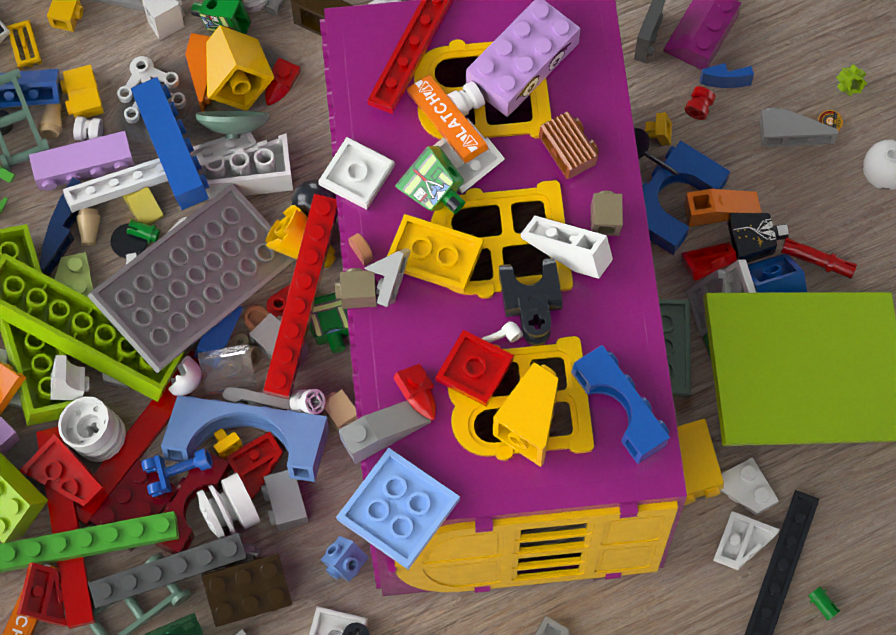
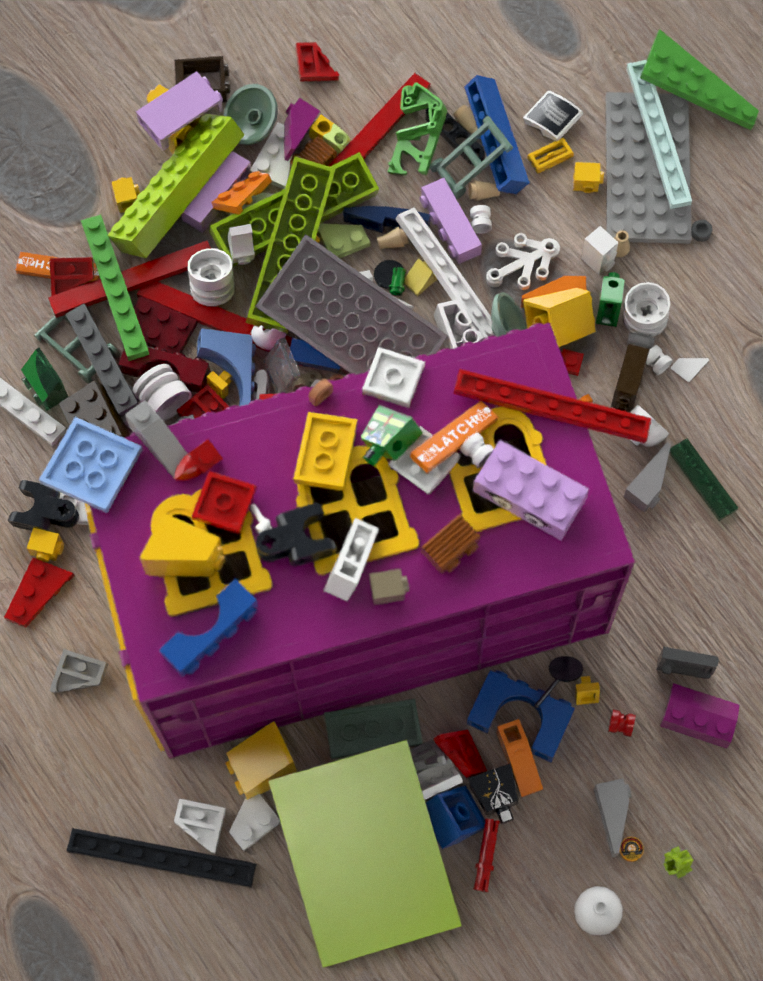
camera: 80 degrees right, 0 degrees up
(64, 472) = (171, 266): red wing -> none
(82, 92) = (514, 208): yellow brick -> none
(170, 144) = (472, 278): blue brick -> none
(202, 460) = (195, 362): blue bar -> none
(356, 289) = (282, 395): dark tan brick -> none
(393, 269) = (296, 417): slope -> none
(720, 77) = (654, 737): blue slope -> none
(823, 603) = (153, 903): green pin -> none

